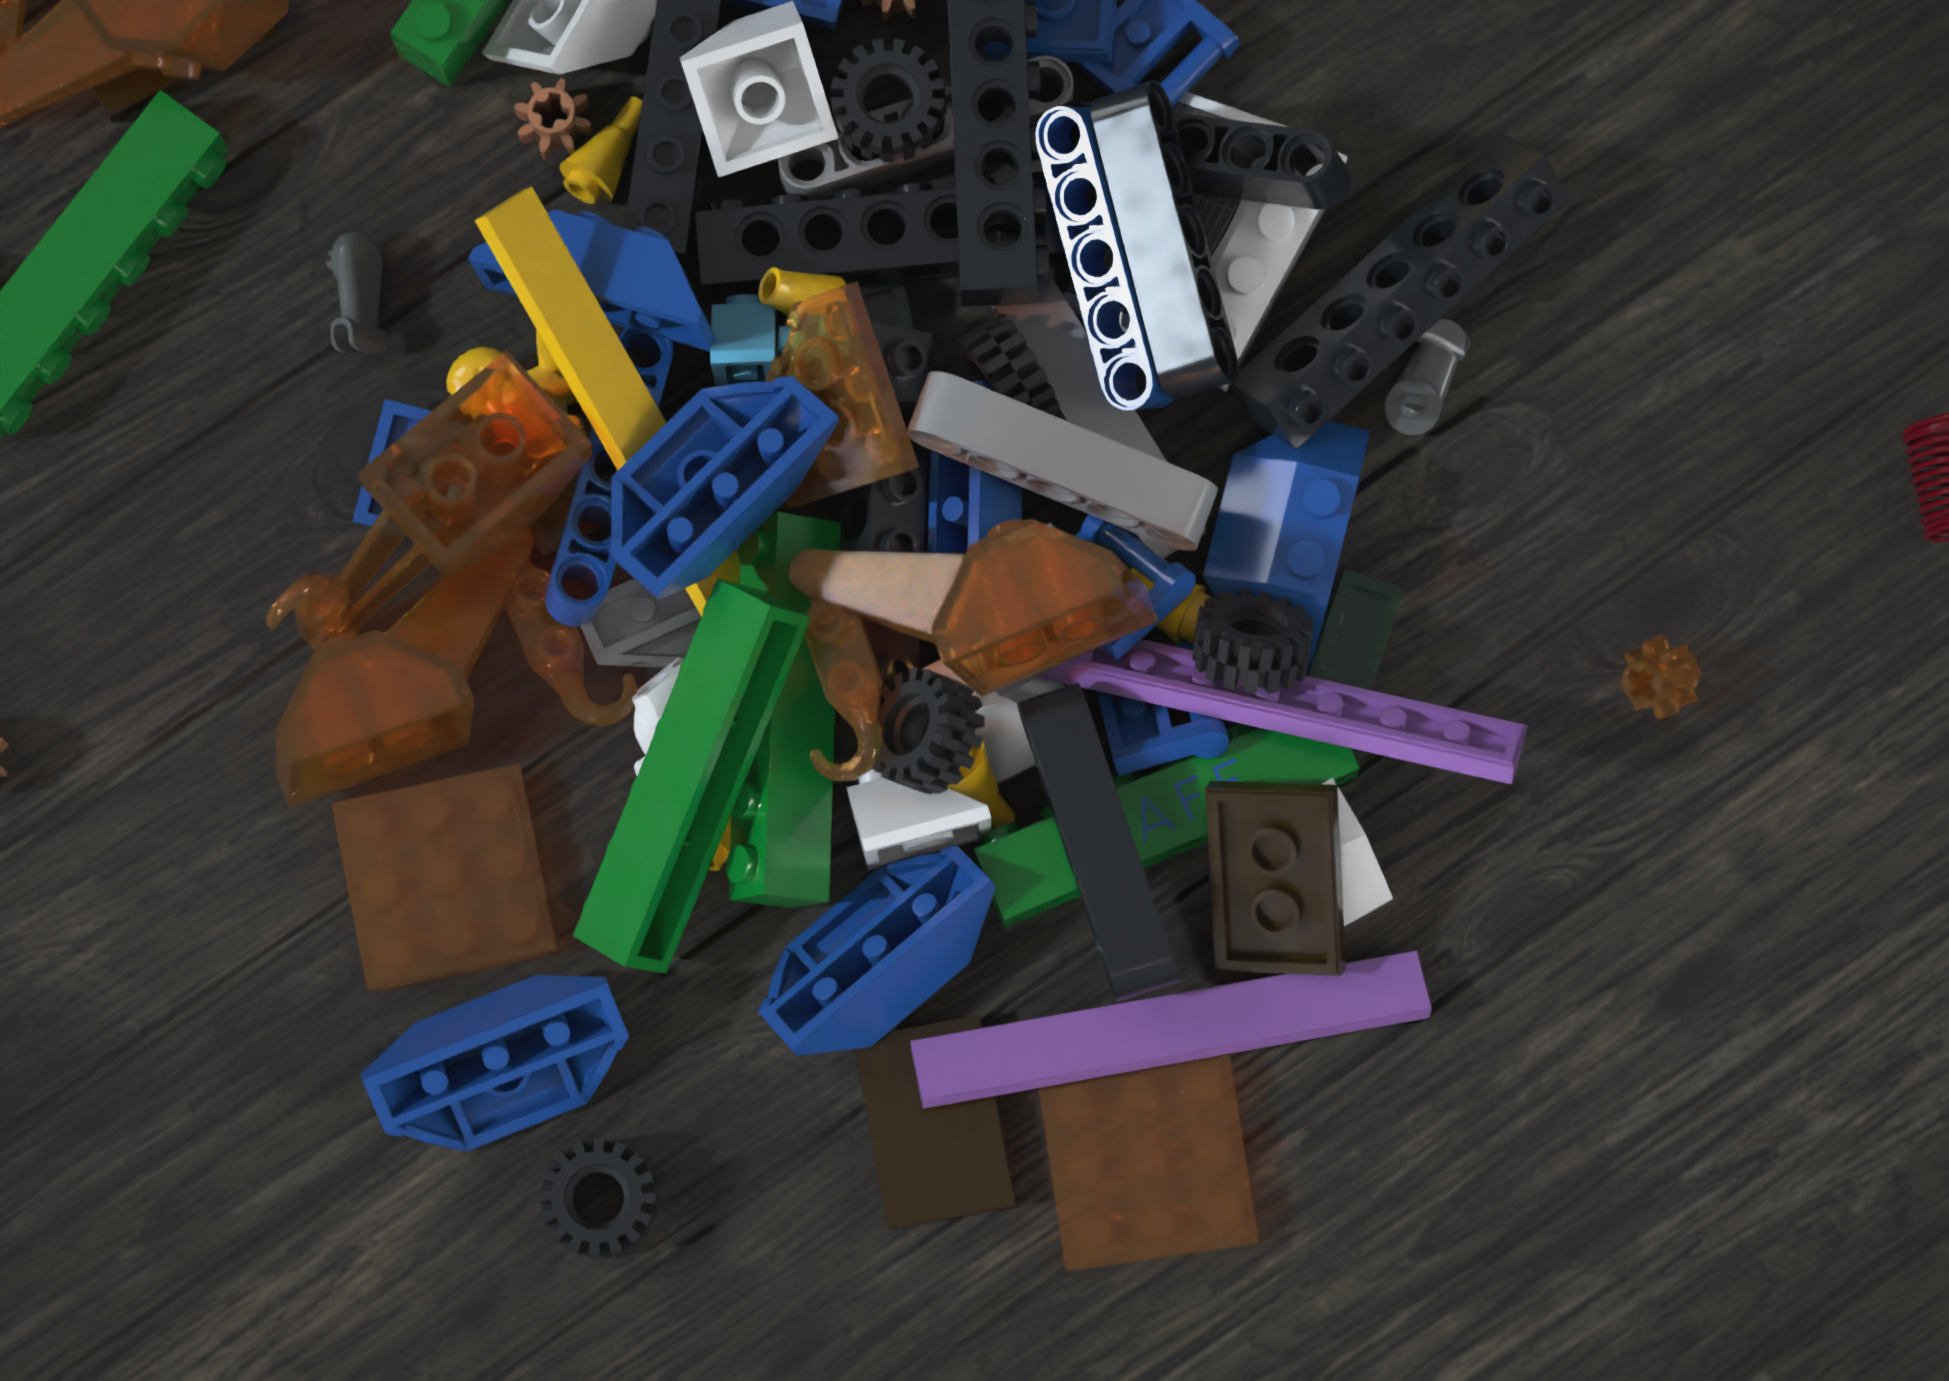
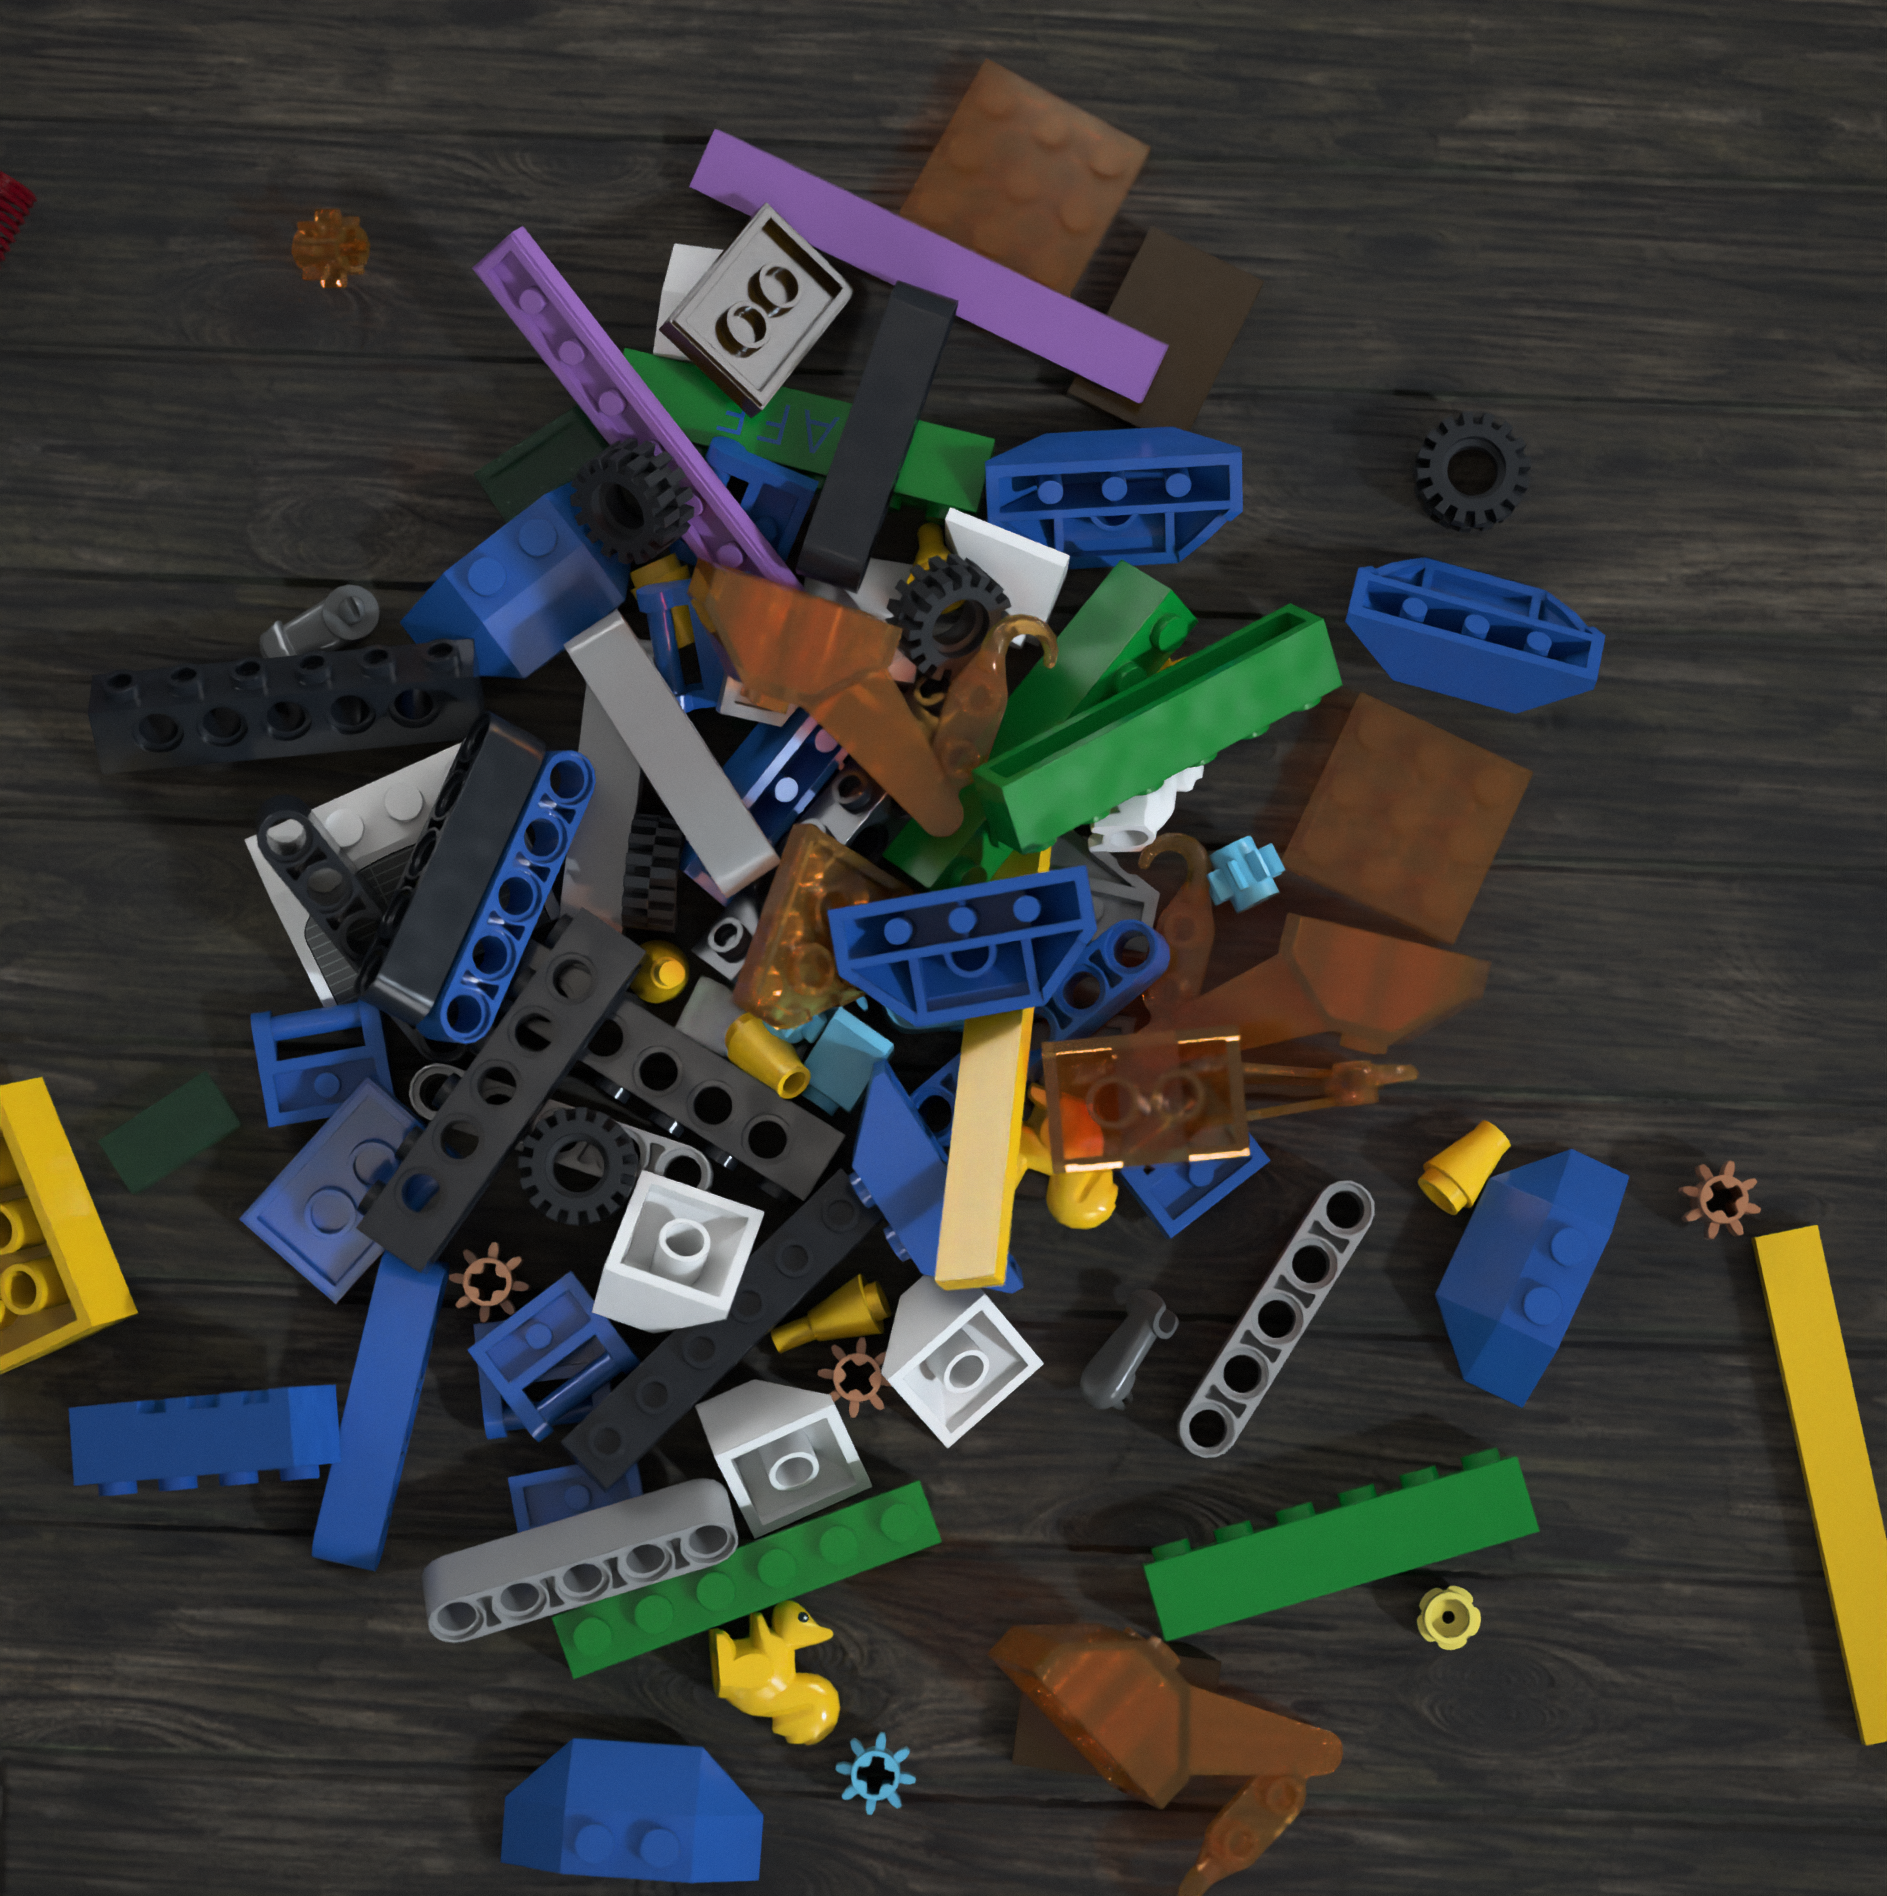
camera: 145 degrees left, 5 degrees up
(86, 595) = (1526, 1268): none -> blue wedge
(193, 632) = (1462, 1169): none -> yellow cone
(247, 374) = (1303, 1302): none -> light grey beam
(479, 169) = (954, 1356): none -> white slope
(540, 728) = (1244, 874): none -> medium azure gear
(943, 311) = (663, 974): none -> yellow cone

